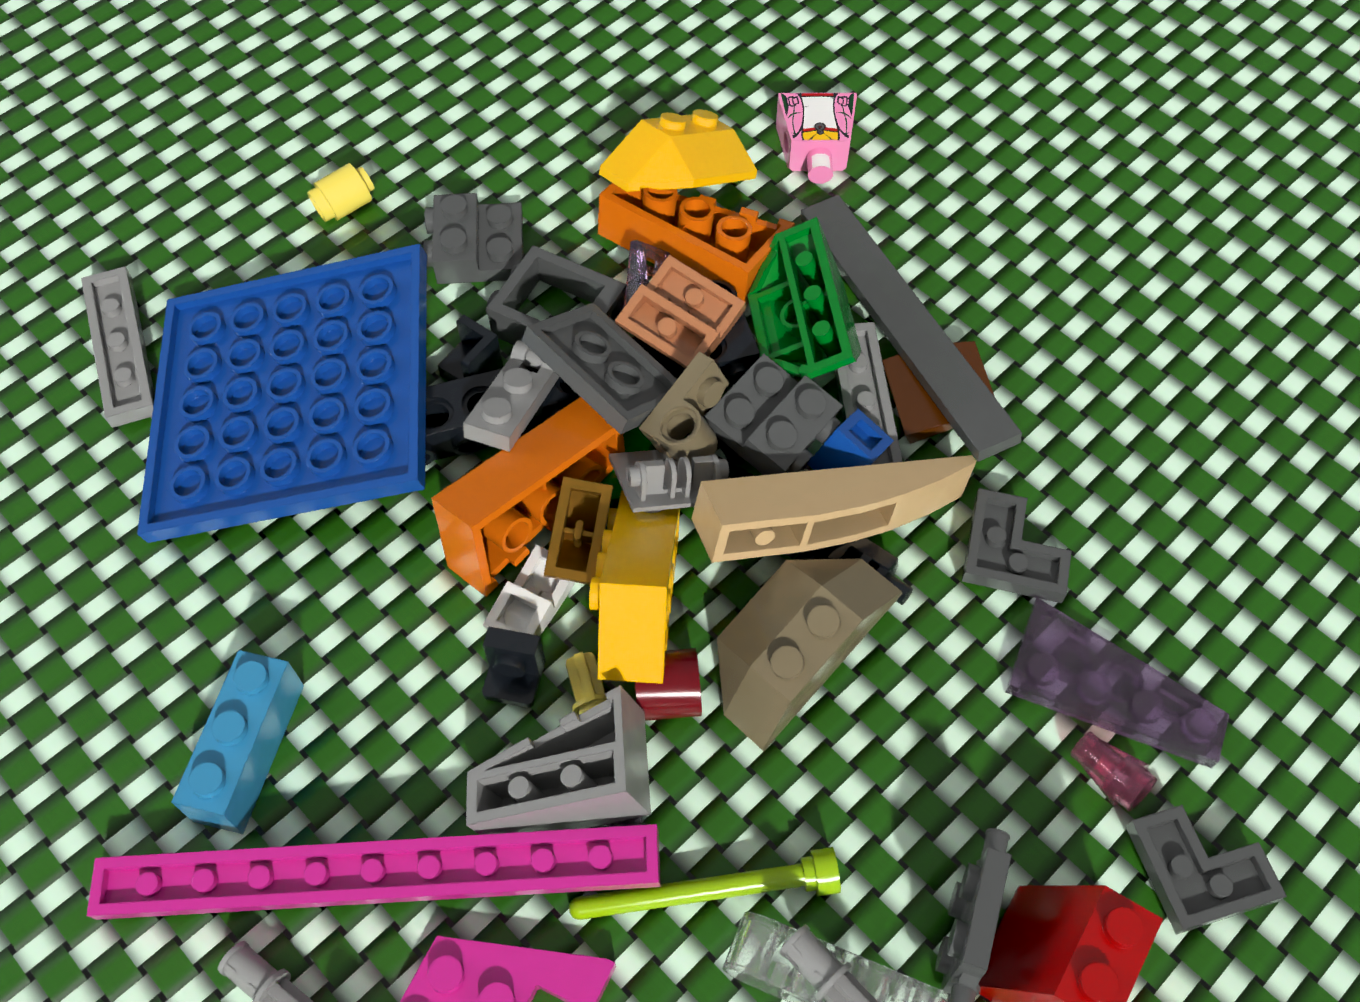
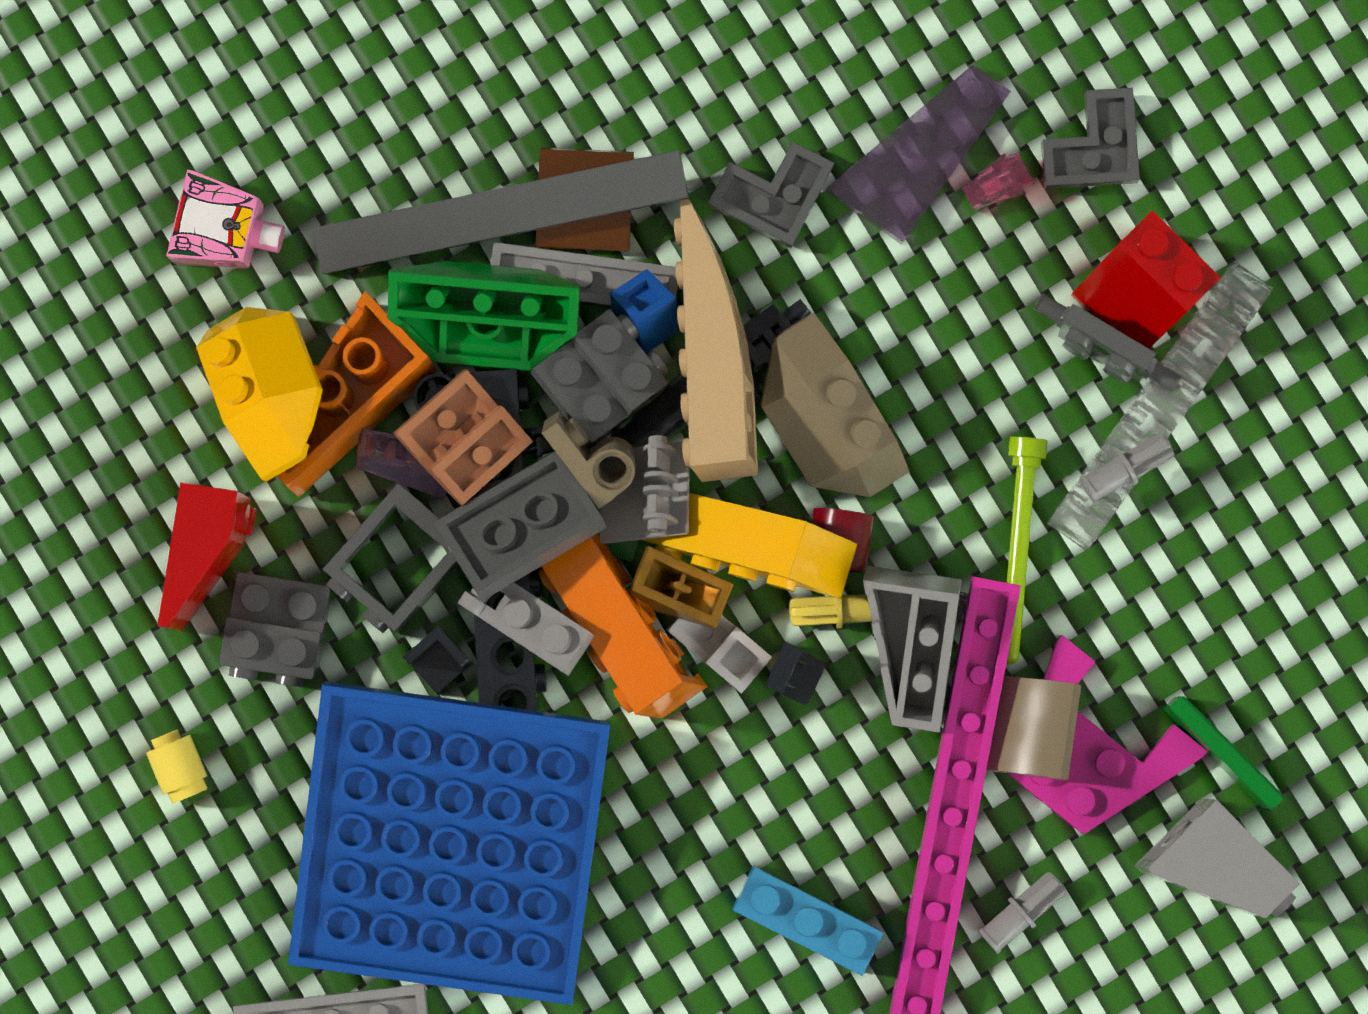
camera: 75 degrees left, 25 degrees up
(491, 943) = (1034, 728): none -> dark tan slope
(526, 158) = (204, 542): none -> red slope

